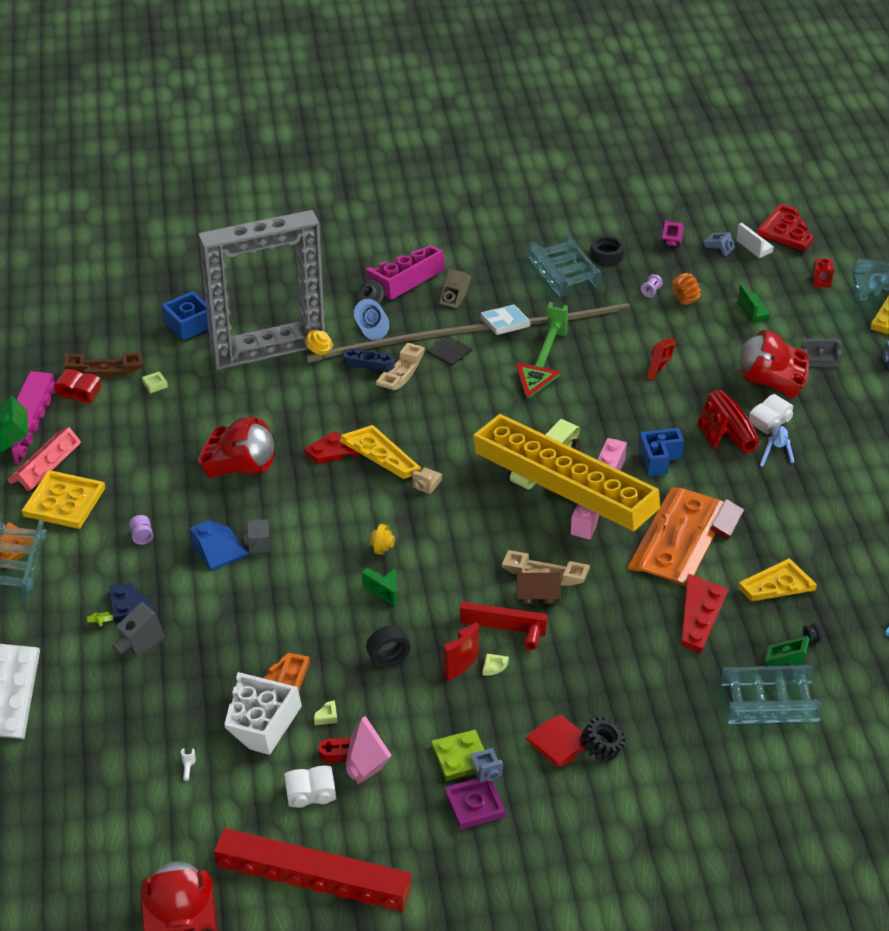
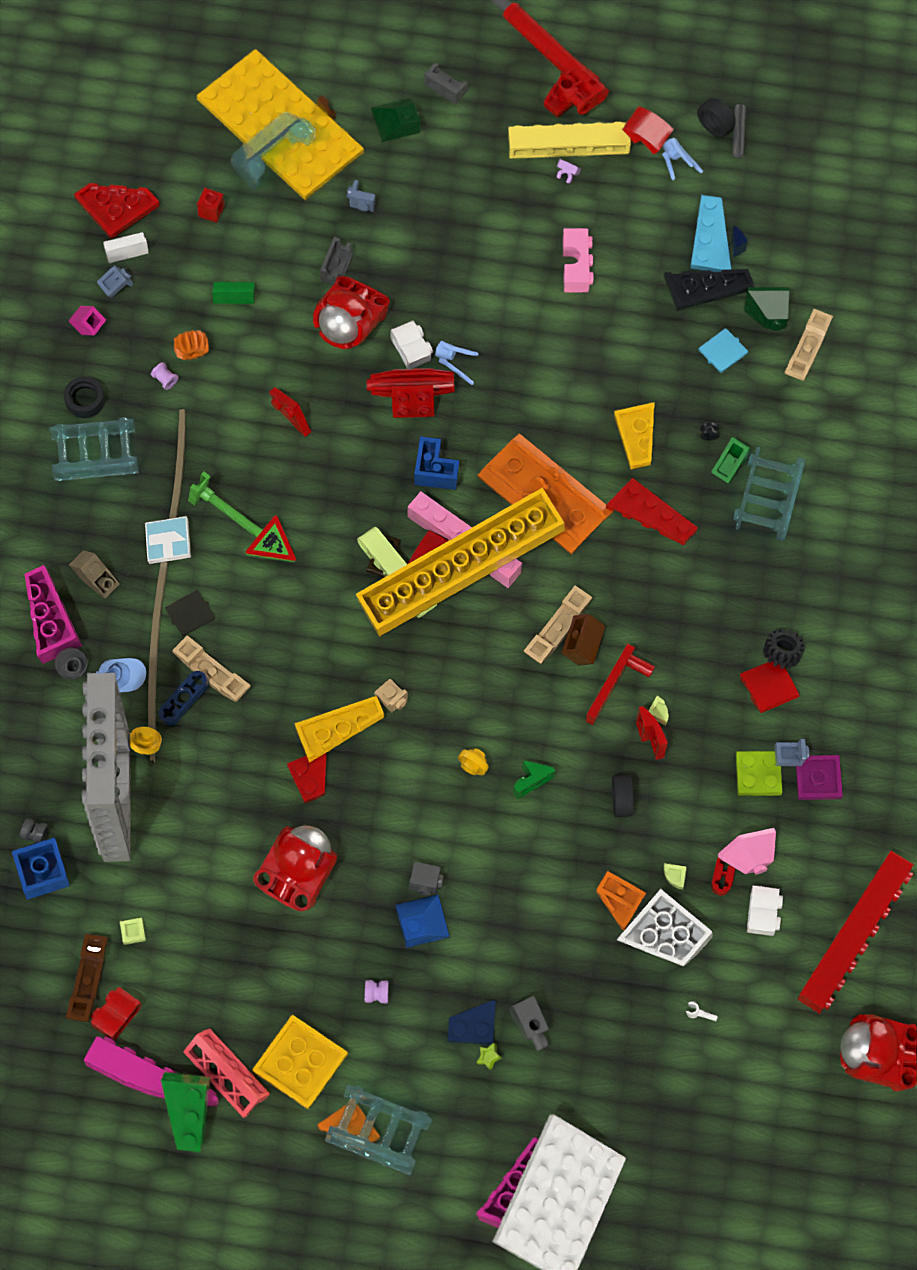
camera: 75 degrees left, 25 degrees up
(726, 519) = (541, 443): tile -> none

